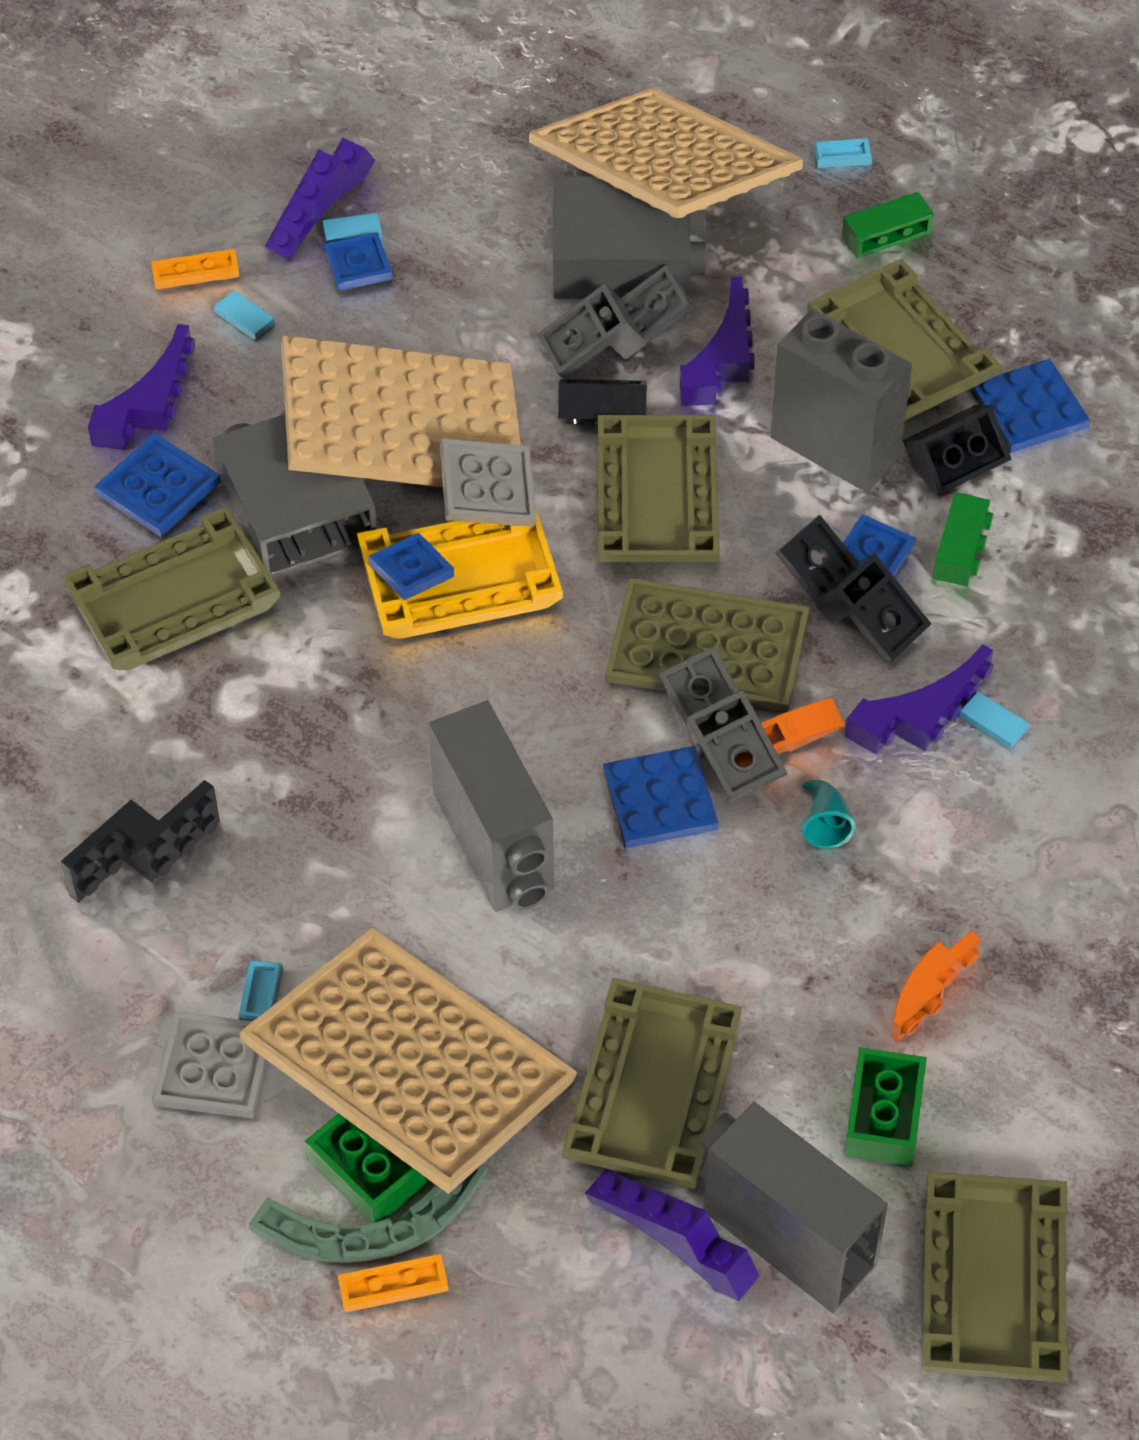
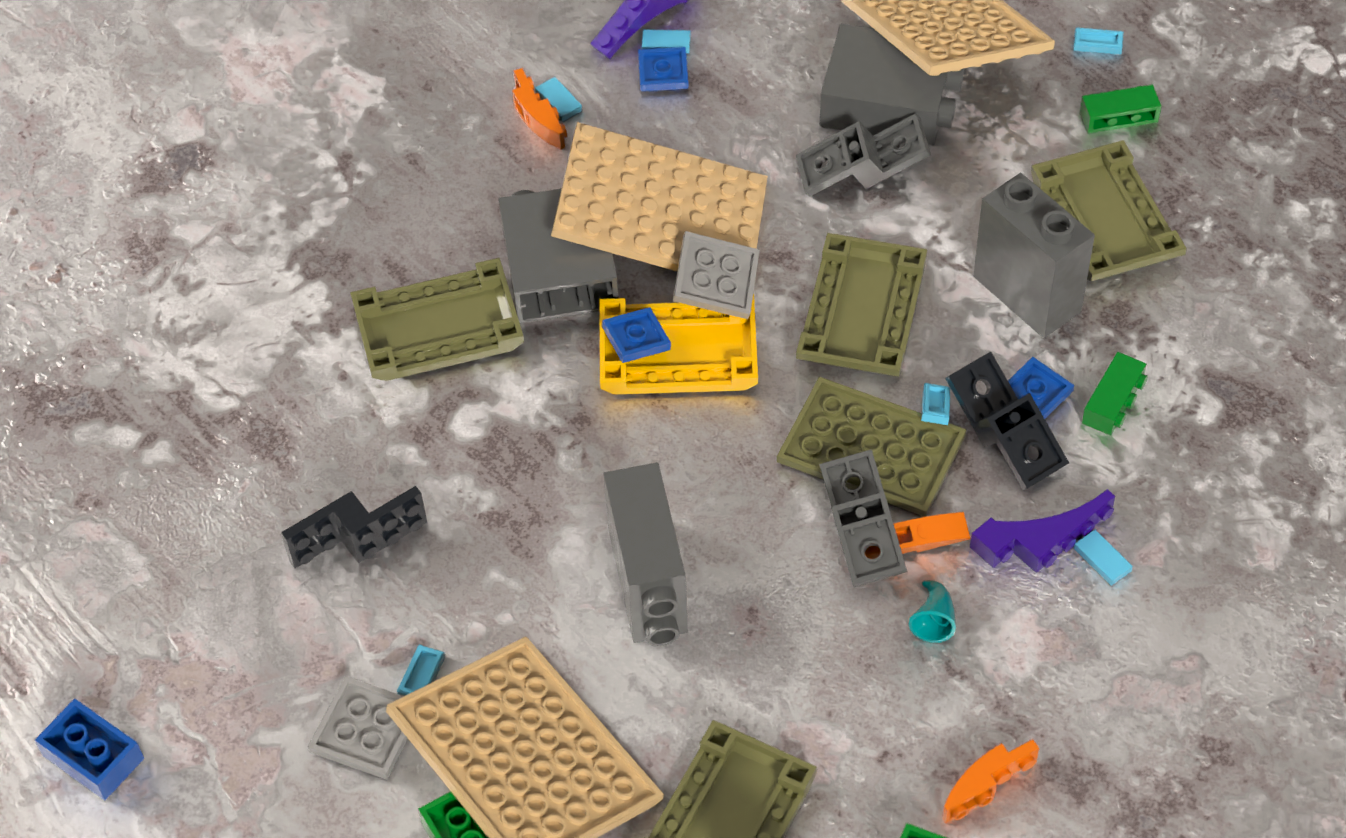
camera: 15 degrees right, 0 degrees up
(149, 401) = (462, 158): dark purple arch -> none
(157, 484) = (450, 229): blue plate -> none
(195, 269) = (528, 54): light orange plate -> none
(224, 335) = (536, 112): none -> orange slope
(589, 398) = (834, 217): black slope -> none
(660, 796) = (797, 570): blue plate -> none
(724, 357) = (950, 200): dark purple arch -> none
(768, 585) = (935, 404): none -> medium azure tile
(958, 448) = (1131, 314): black slope -> none
(1032, 405) = (1206, 287): blue plate -> none

